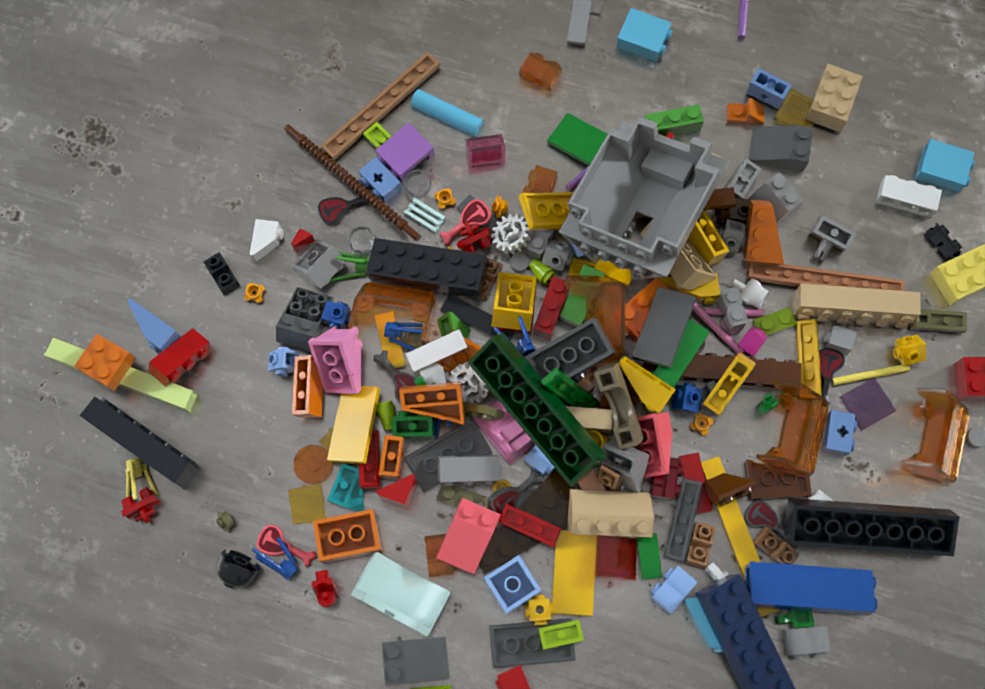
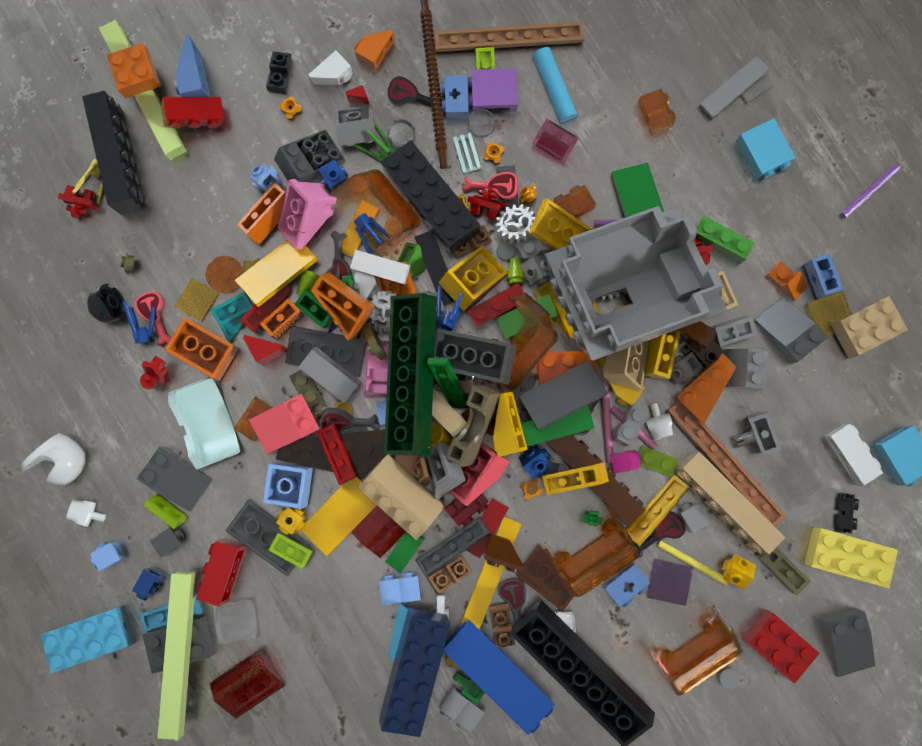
camera: 40 degrees right, 10 degrees up
(282, 195) = (374, 47): none -> orange slope

